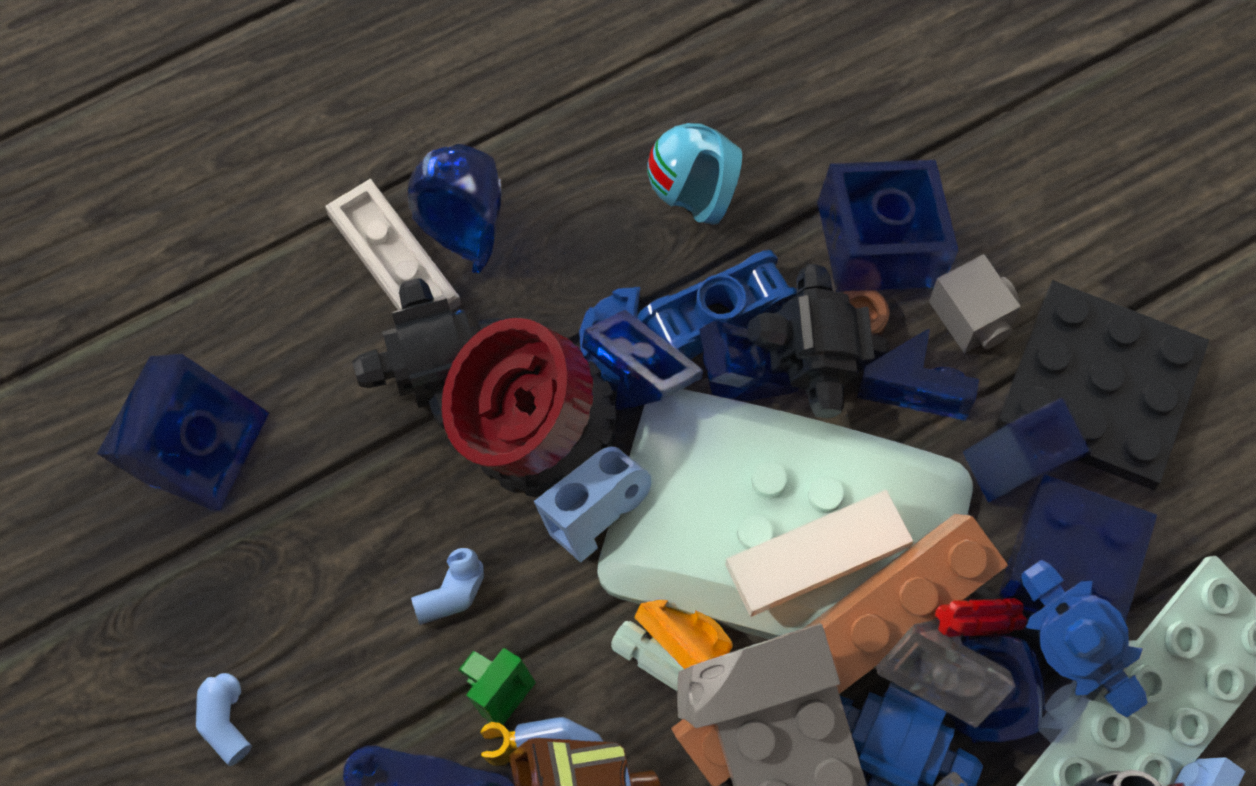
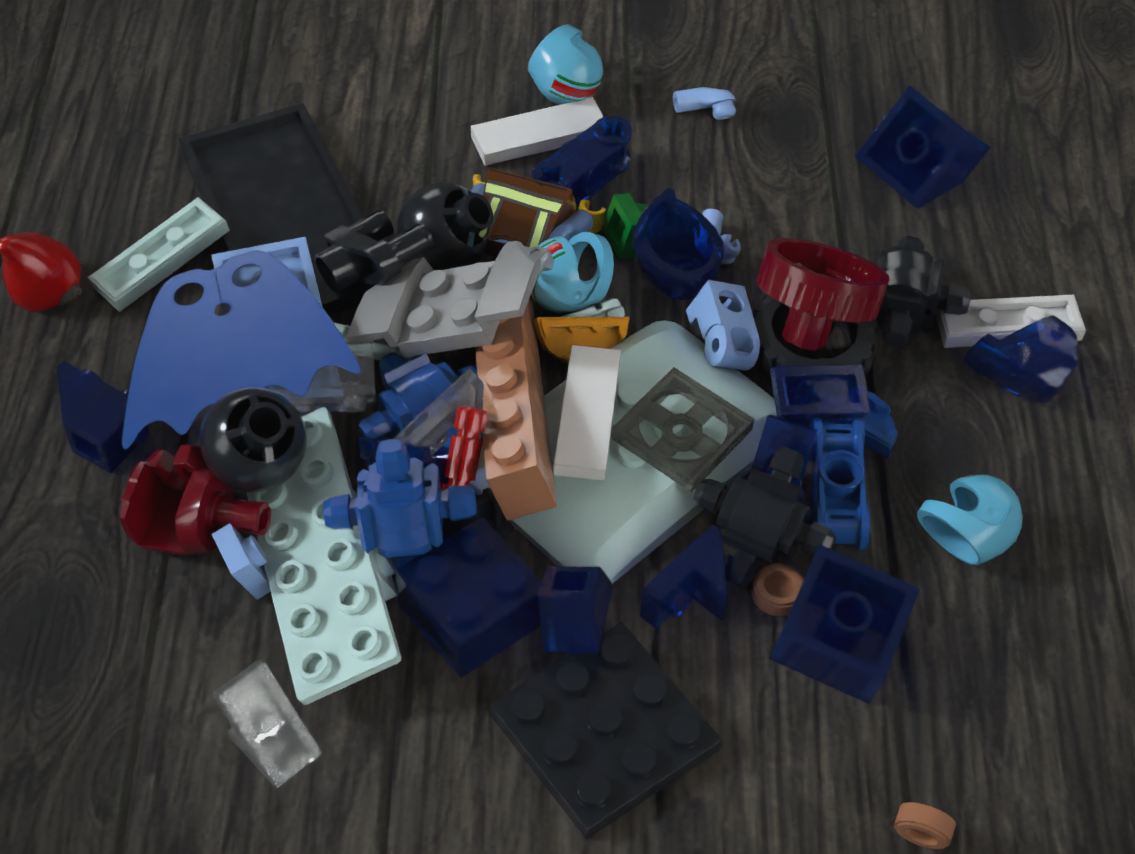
camera: 120 degrees right, 15 degrees down
(526, 590) = (677, 247): none -> clear blue helmet
(642, 706) = (561, 287): none -> medium azure helmet
(731, 488) = (706, 404): none -> clear smoke piece
(976, 304) = (732, 661): light grey brick -> none
(1019, 98) = (924, 825): none -> nougat tile

